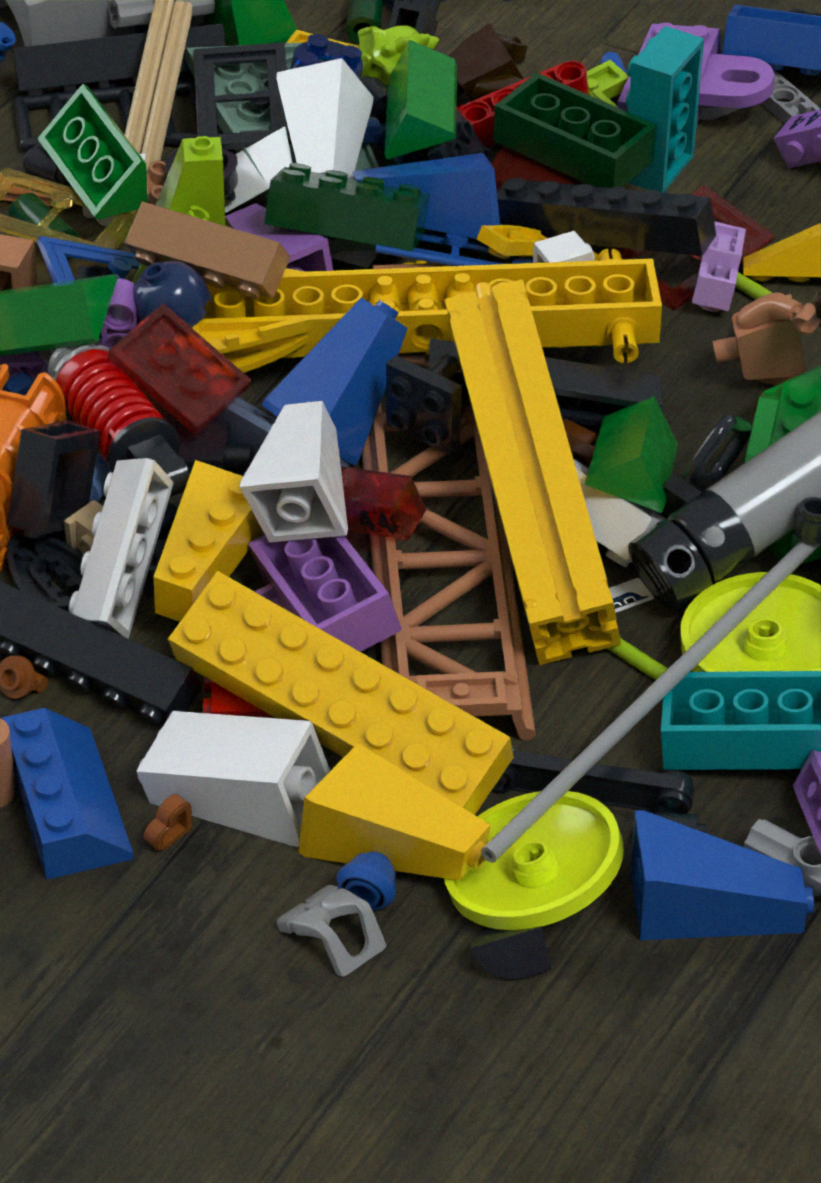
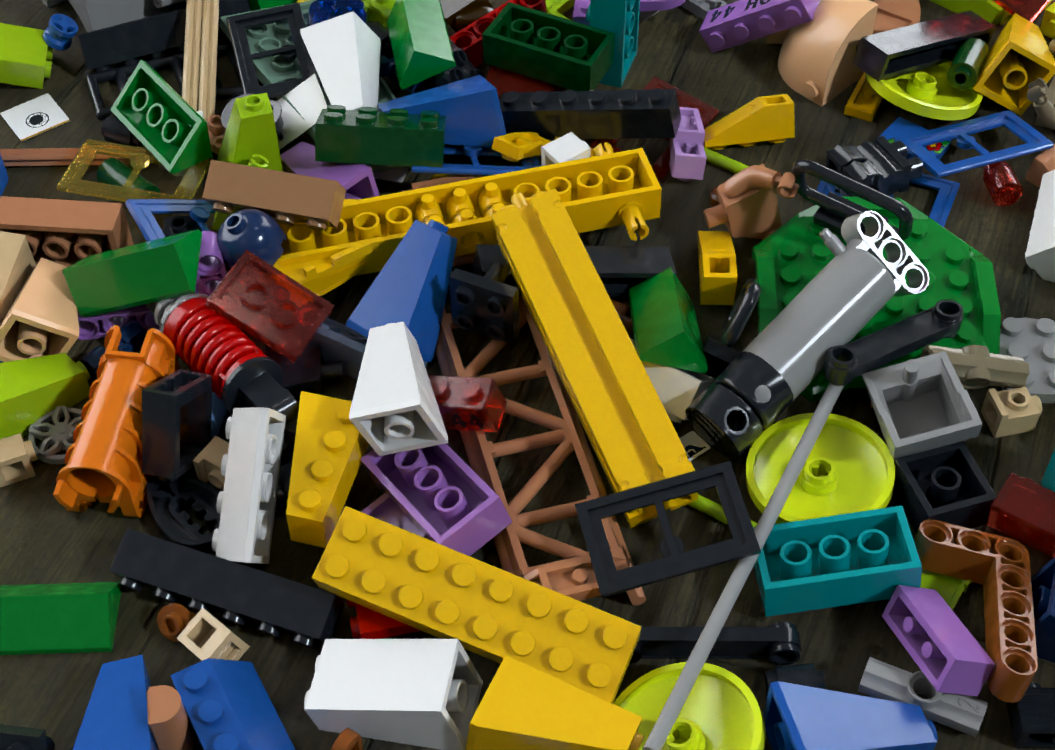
camera: 10 degrees left, 5 degrees up
(54, 692) = (211, 638): none -> tan brick
(570, 682) = (675, 560): none -> black door
(714, 397) = (717, 268): none -> yellow slope

